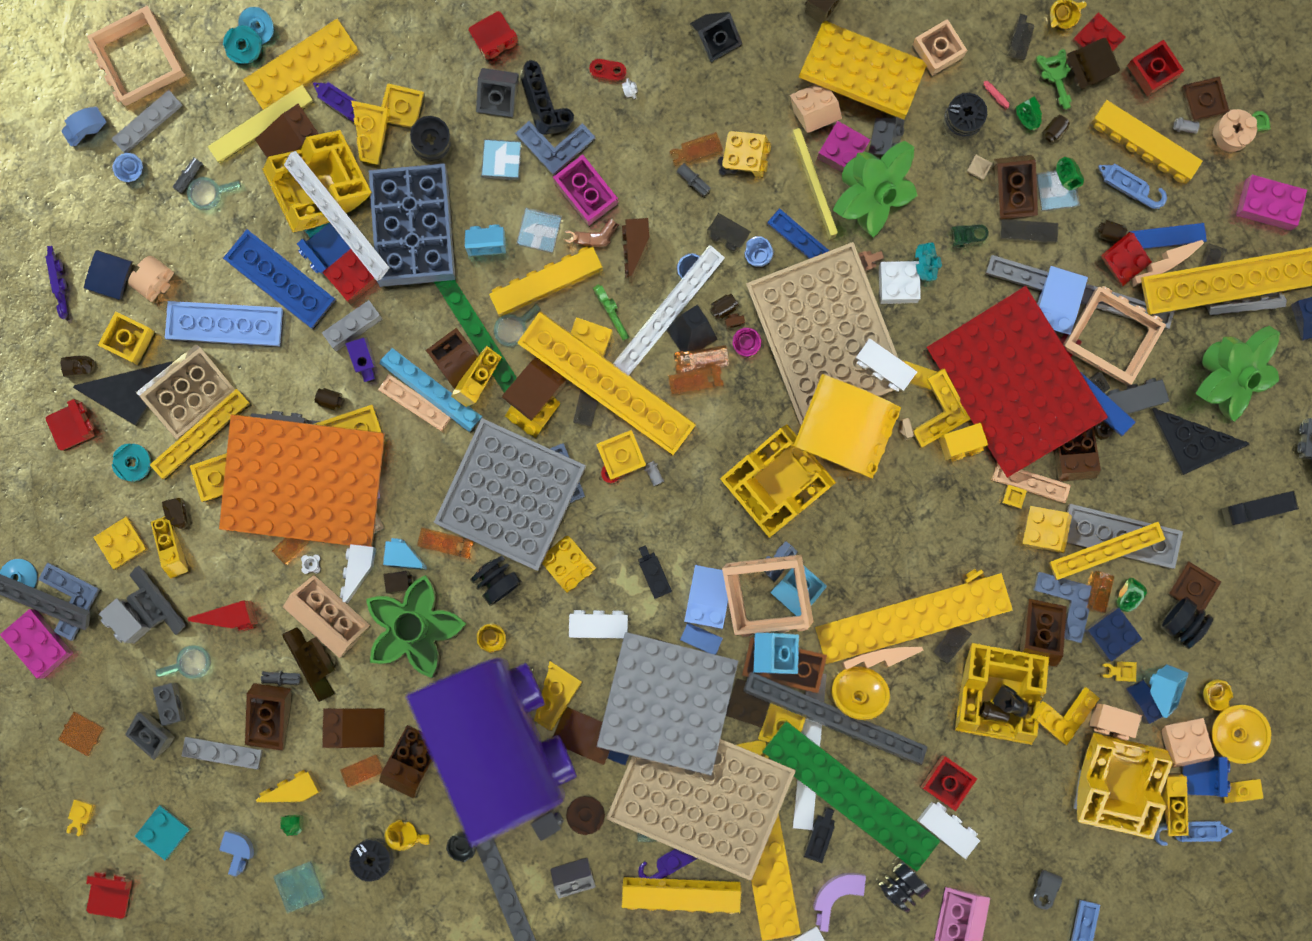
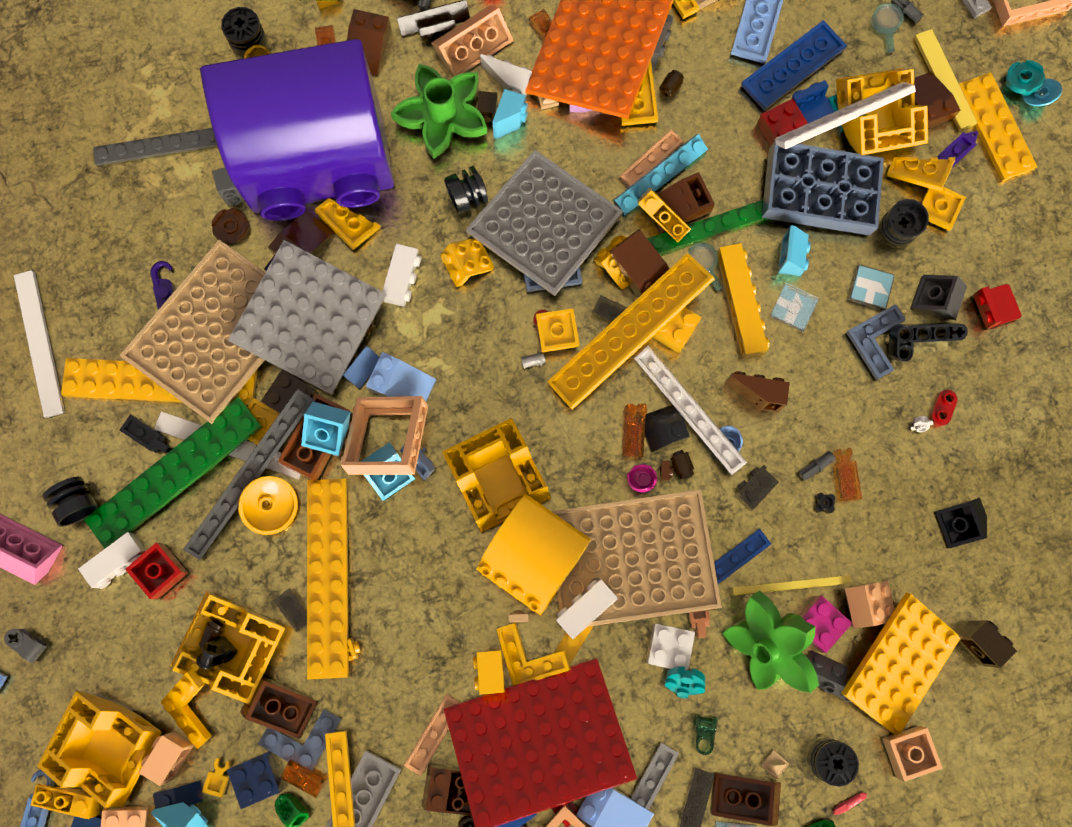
camera: 100 degrees right, 5 degrees down
(305, 564) = (523, 34): white plate -> none
(352, 325) = (736, 117): light grey brick -> none
(358, 349) = (705, 118): dark purple torso -> none
(444, 542) = (513, 155): clear orange plate -> none
(491, 637) = (415, 177): yellow hair -> none
(572, 878) = (176, 201): light grey panel -> none
(585, 190) = (826, 356): dark pink brick -> none
(594, 239) = (774, 357): nougat arm -> none
(610, 306) = (705, 353): bright green piece -> none
(653, 573) = (438, 338): black hinge -> none
(681, 895) = (129, 292): yellow brick -> none
(695, 380) = (614, 420): clear orange plate -> none
(746, 152) = (835, 524): yellow bracket -> none
(758, 251) = (730, 511): light blue hair -> none
(833, 889) = (93, 441): lavender arch -> none
(889, 656) = (298, 543): light nougat slope -> none
(1014, 496) = (423, 712): yellow plate -> none
(1047, 529) = (379, 737): yellow brick -> none

